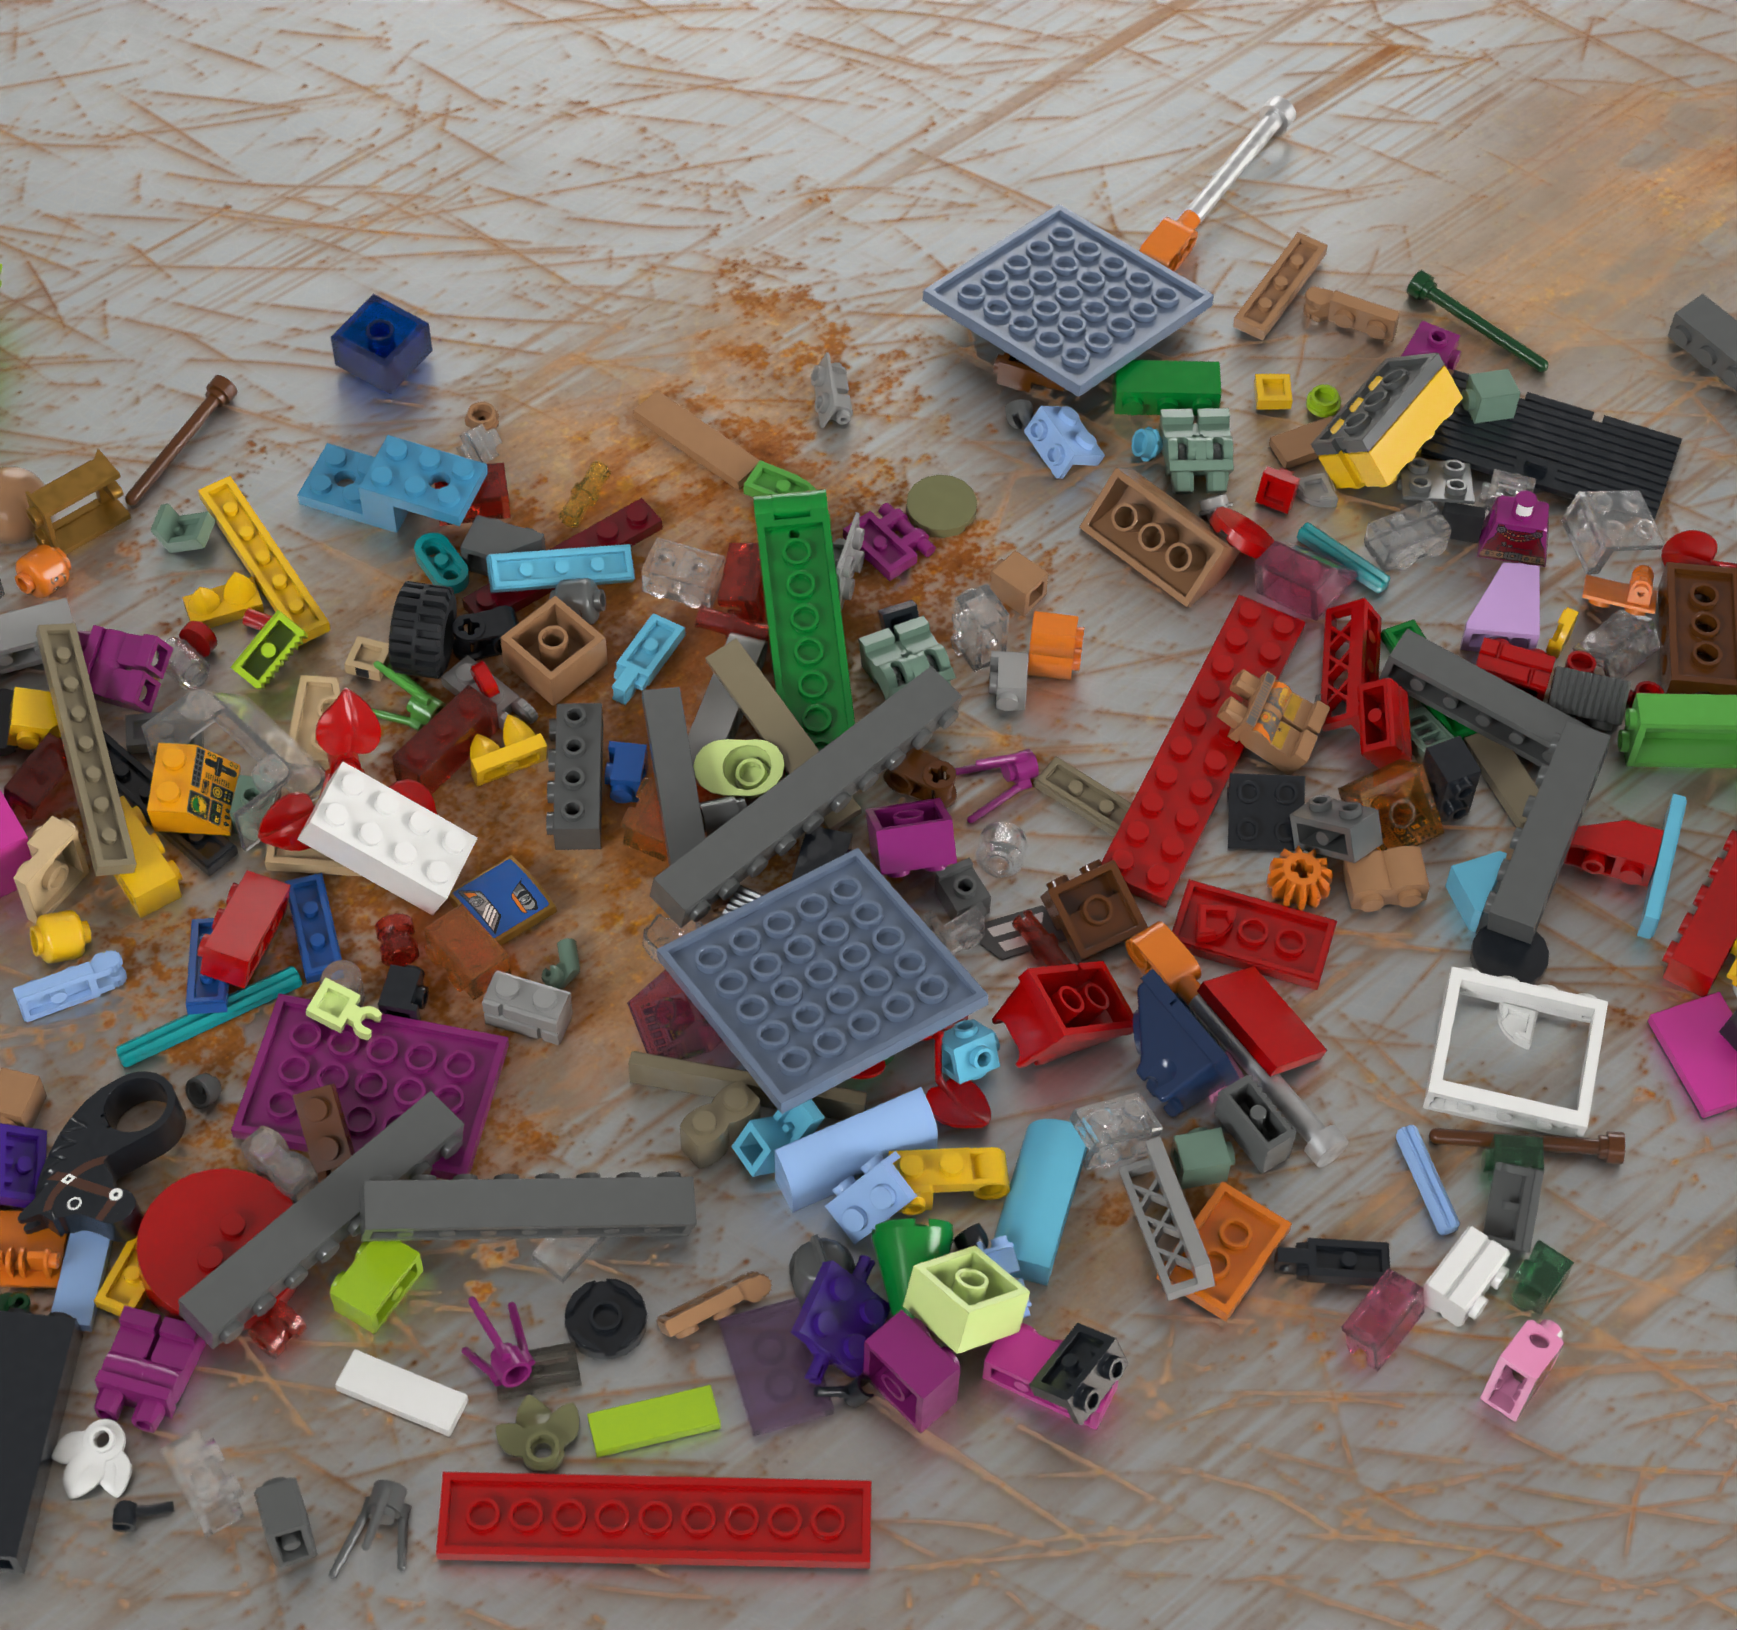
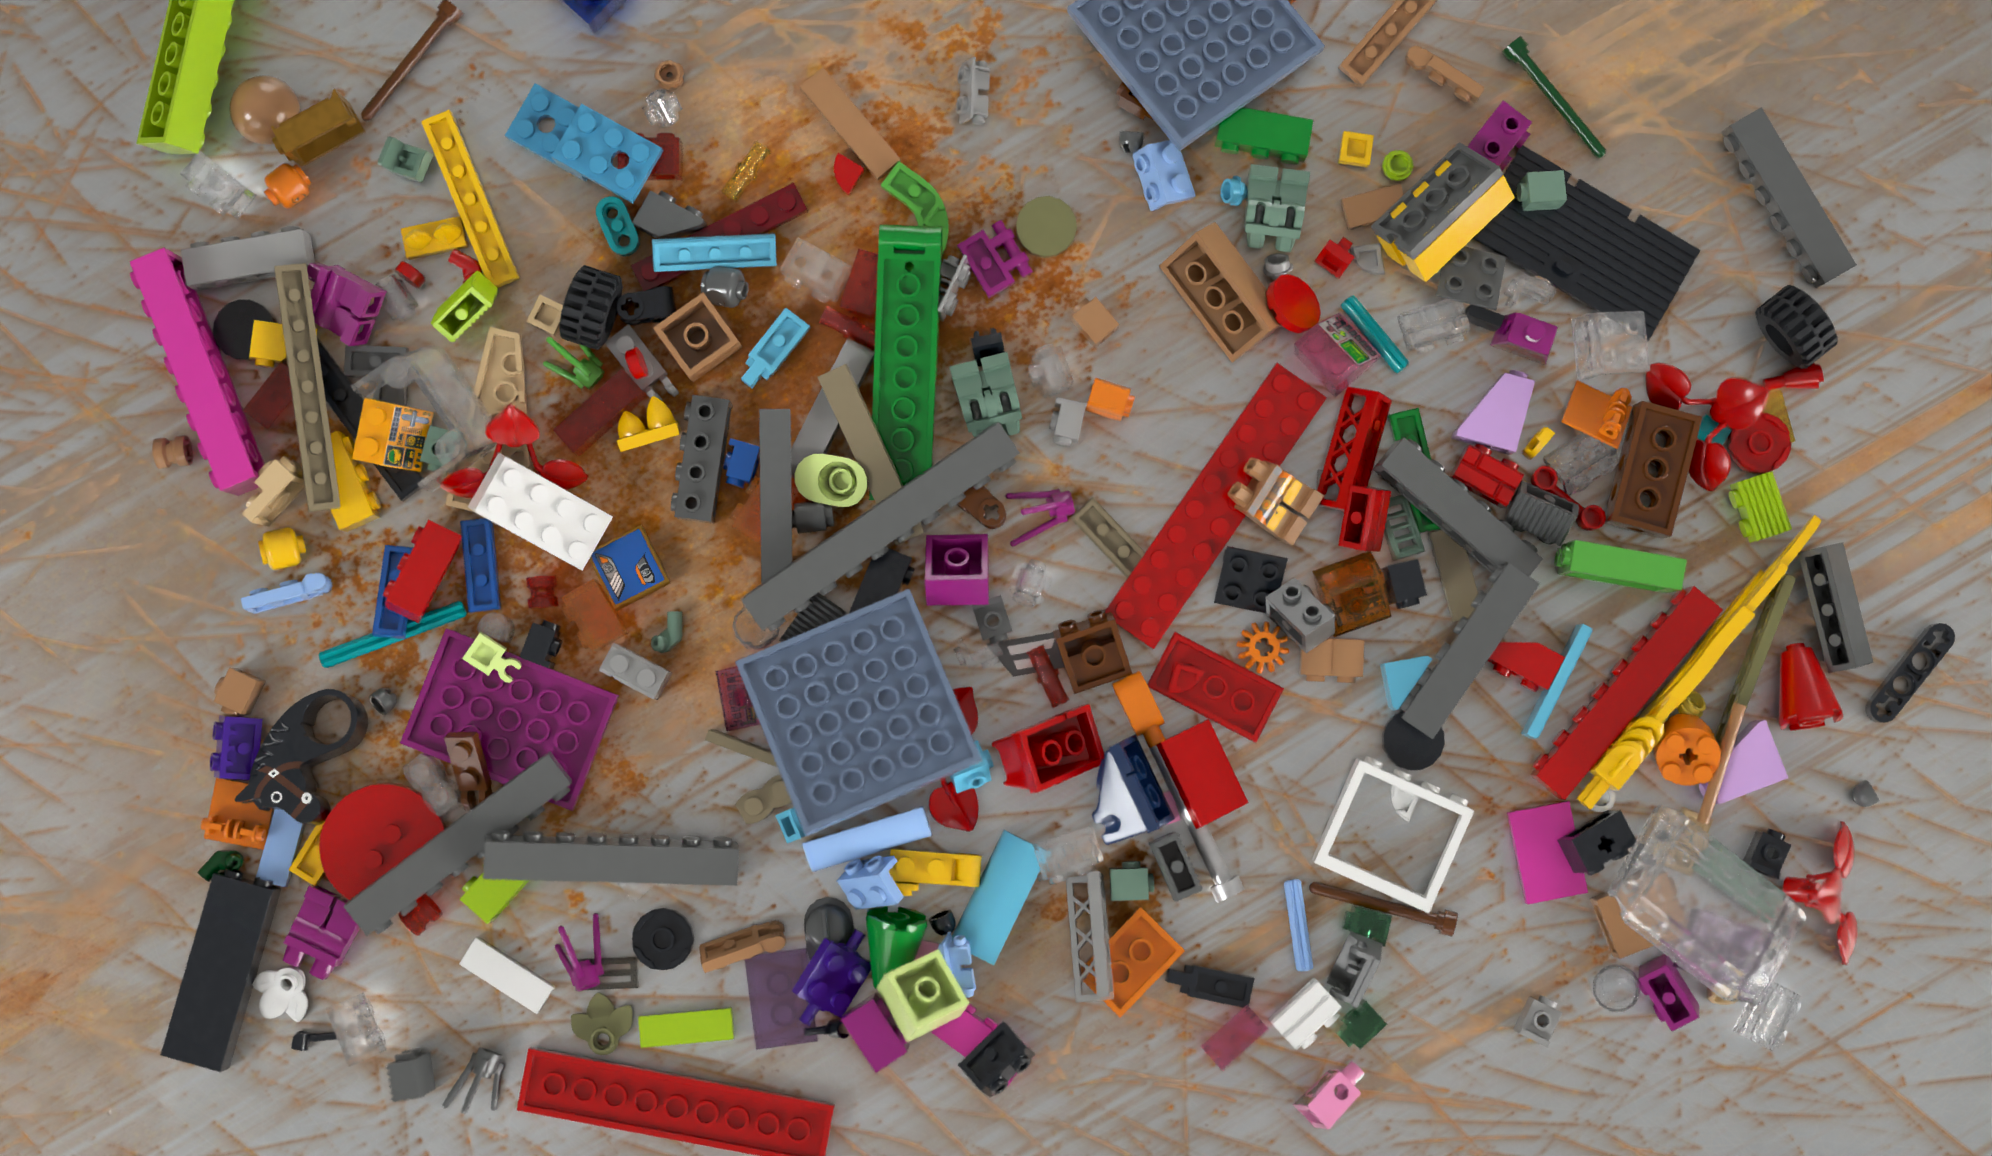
camera: 15 degrees right, 30 degrees up
(702, 484) = (847, 173): none -> red tile

